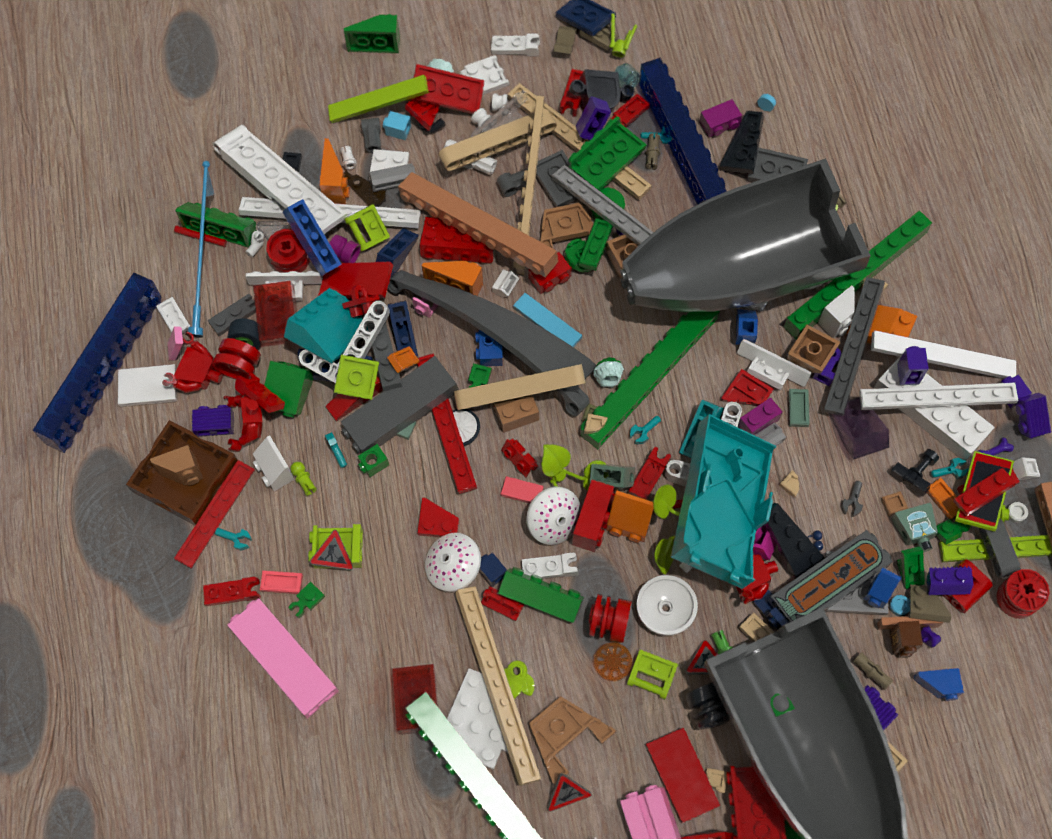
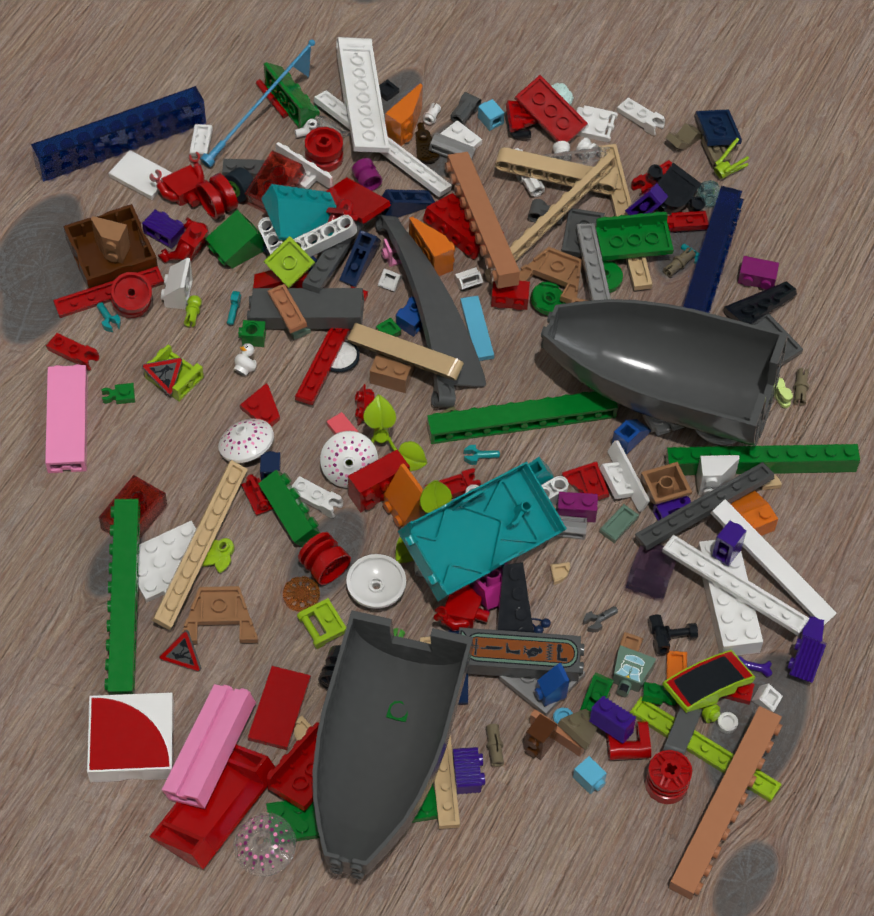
camera: 35 degrees right, 10 degrees down
(175, 343) = (184, 156): bright pink tile -> none
(253, 504) = (131, 295): none -> red wheel
(259, 393) = (209, 226): red plate -> none
(281, 582) = (113, 369): coral tile -> none
(311, 237) = (345, 145): blue brick -> none
(372, 224) = (403, 171): lime plate -> none
(374, 35) = (531, 37): green slope -> none
(378, 98) = (490, 83): lime tile -> none
(388, 419) = (287, 308): none -> nougat tile
(389, 493) = (243, 362): none -> white animal
(403, 359) = (337, 275): orange tile -> none
(441, 330) = (390, 280): none -> white slope
(594, 423) = (440, 418): tan tile -> none
(595, 244) = (563, 294): green tile -> none
(608, 372) = (488, 392): light aqua piece -> none
(617, 475) = (425, 467): sand green torso -> none
(766, 102) = (809, 286): medium azure tile -> none
(930, 637) = (564, 755): dark purple piece -> none
(941, 683) = (541, 792): blue slope -> none
(951, 469) = (703, 654): teal bar -> none
(963, 638) = (590, 775): none -> medium azure brick
(984, 492) = (703, 676): red plate -> none

